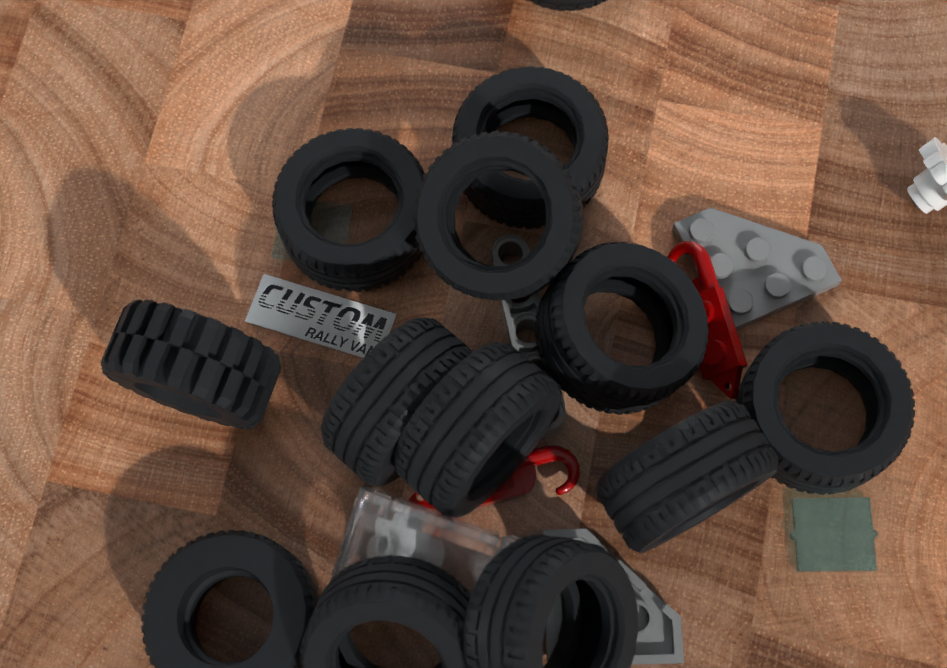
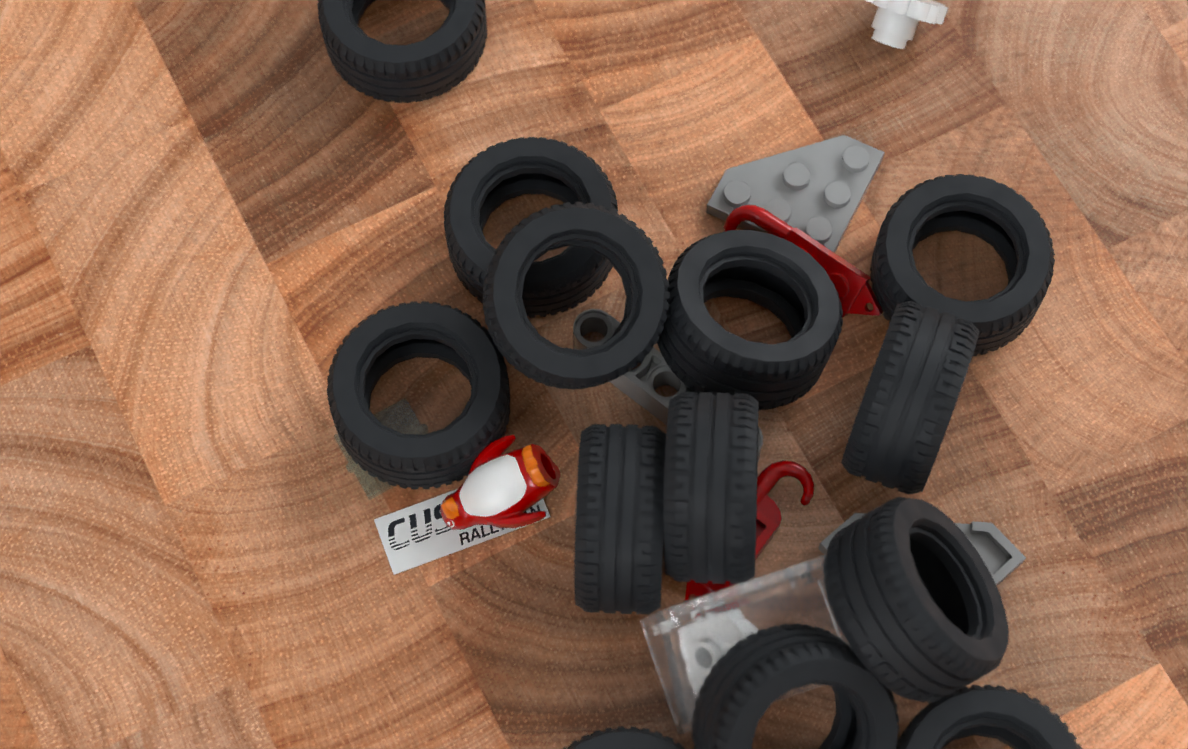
camera: 45 degrees left, 5 degrees down
(191, 363) = (403, 632): black tyre -> none
(353, 315) = (502, 487): none -> animal
(833, 534) = (1049, 365): clear light blue piece -> none

